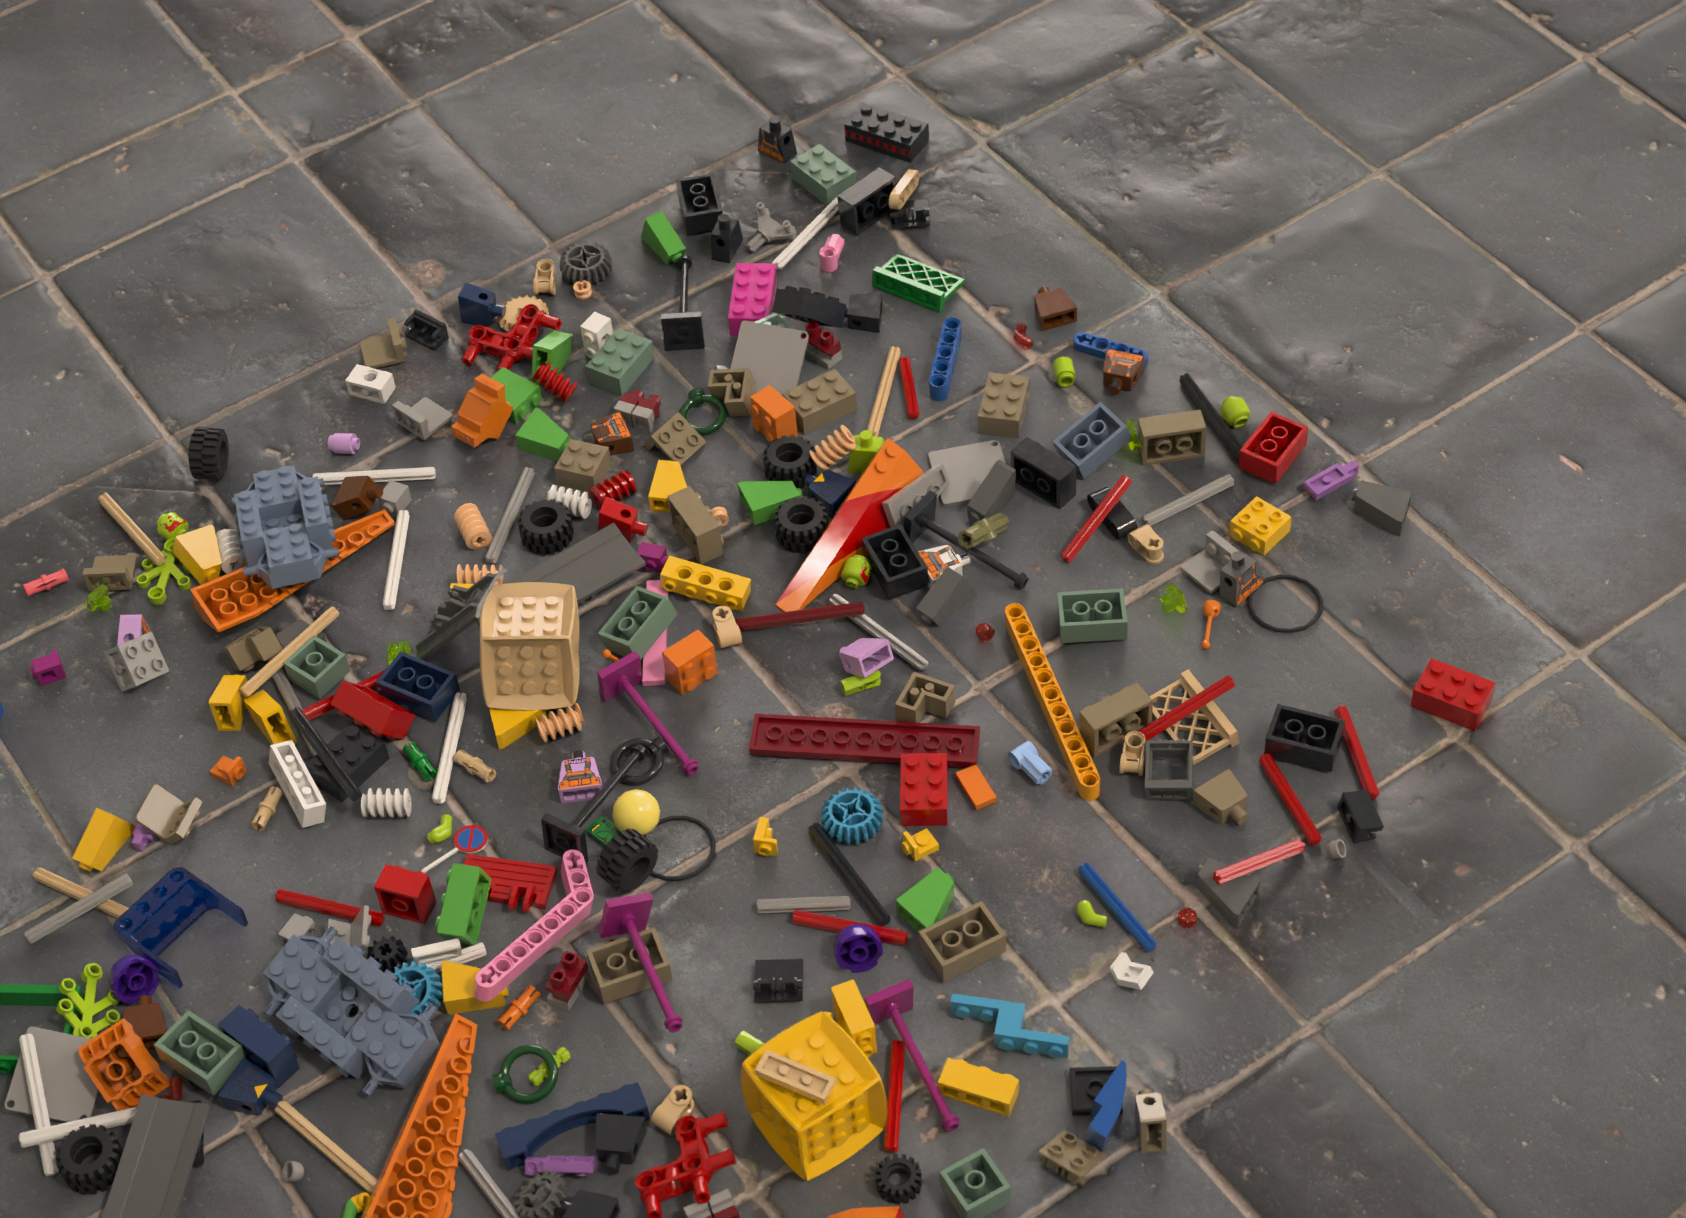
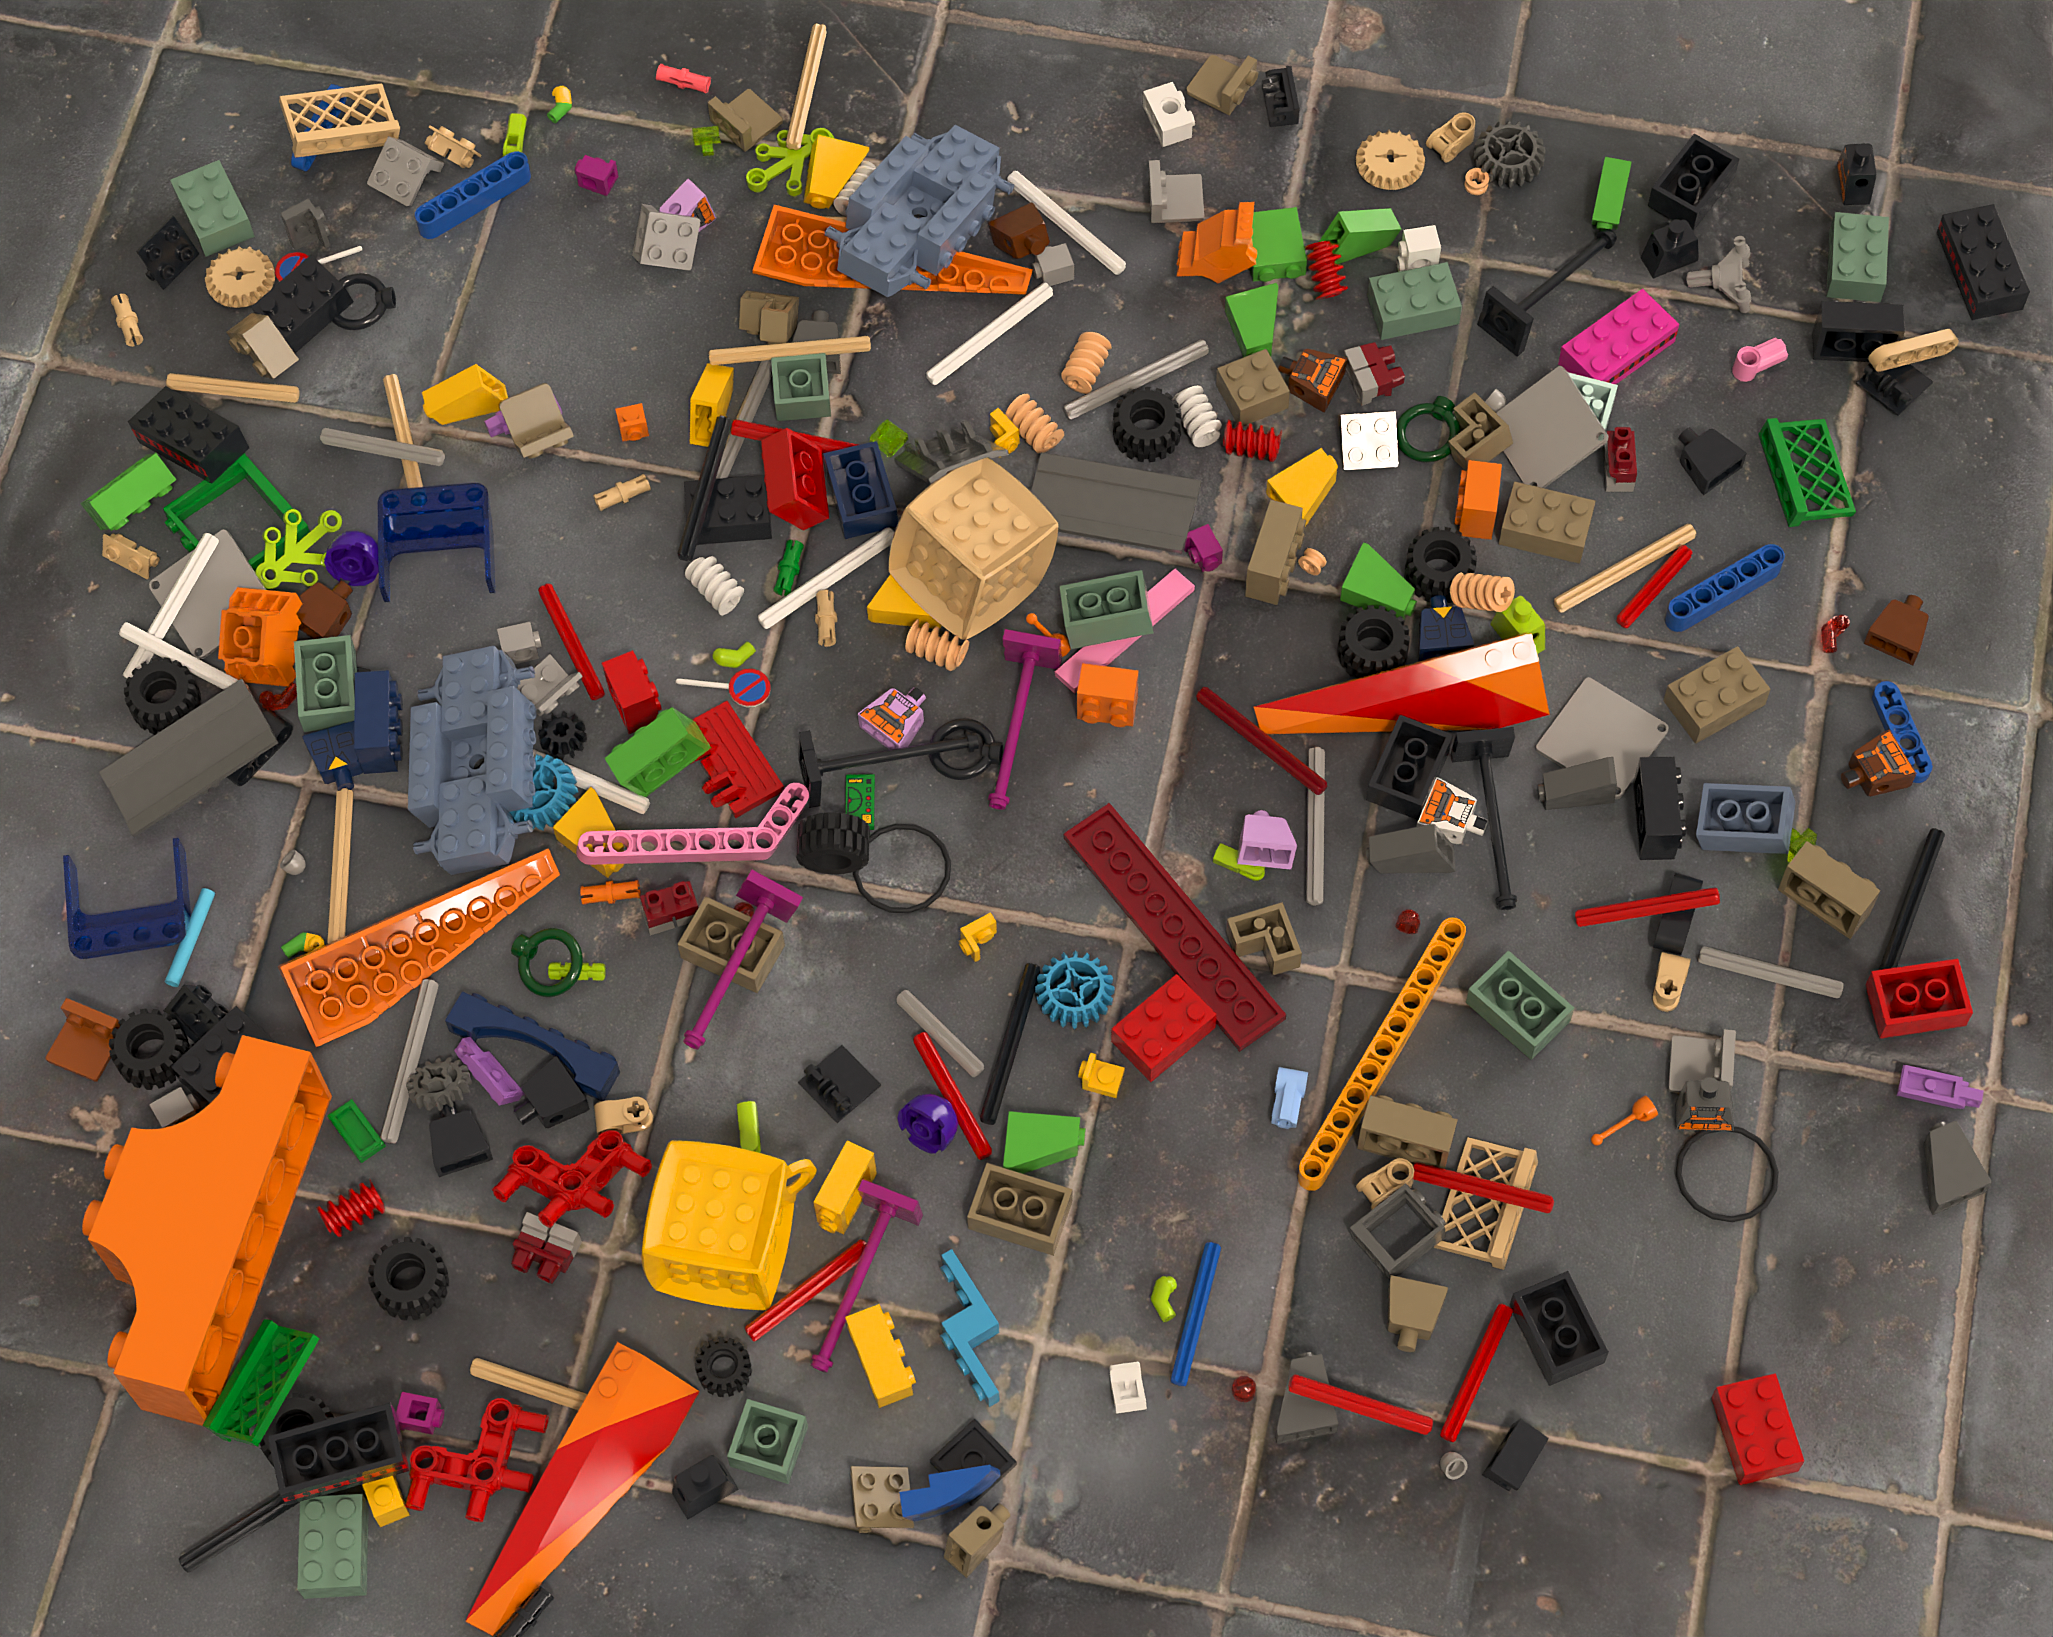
camera: 45 degrees right, 15 degrees up
(171, 525) = (839, 117): lime head -> none
(208, 453) = (941, 65): black tyre -> none
(228, 703) = (689, 352): yellow slope -> none
(297, 783) = (663, 493): white brick -> none
(343, 443) = (1075, 160): lavender brick -> none
(437, 951) = (596, 773): white tile -> none
(478, 305) = (1352, 114): dark blue torso -> none
(512, 345) = (1353, 186): red pin -> none
(623, 517) = (1217, 482): red torso -> none
(636, 811) = (894, 803): light yellow piece -> none
(705, 583) = (1205, 585): yellow brick -> none
(725, 627) = (1182, 690): tan piece -> none
(795, 1076) = (690, 1200): tan plate -> none
(807, 234) = (1758, 314): white axle -> none
(809, 307) = (1643, 409): black brick -> none
(856, 571) = (1366, 743): lime head -> none
(904, 500) = (1525, 715): light grey wing -> none
(976, 787) = (1216, 1071): orange tile -> none
(983, 530) = (1526, 815): olive piece -> none
(1064, 371) = (1823, 712): lime brick -> none
(1174, 598) = (1624, 1064): clear neon green tile -> none
(1235, 411) = (1935, 921): lime head -> none
(1260, 526) = (1800, 1069): yellow brick -> none
(1357, 754) = (1596, 1391): red axle -> none

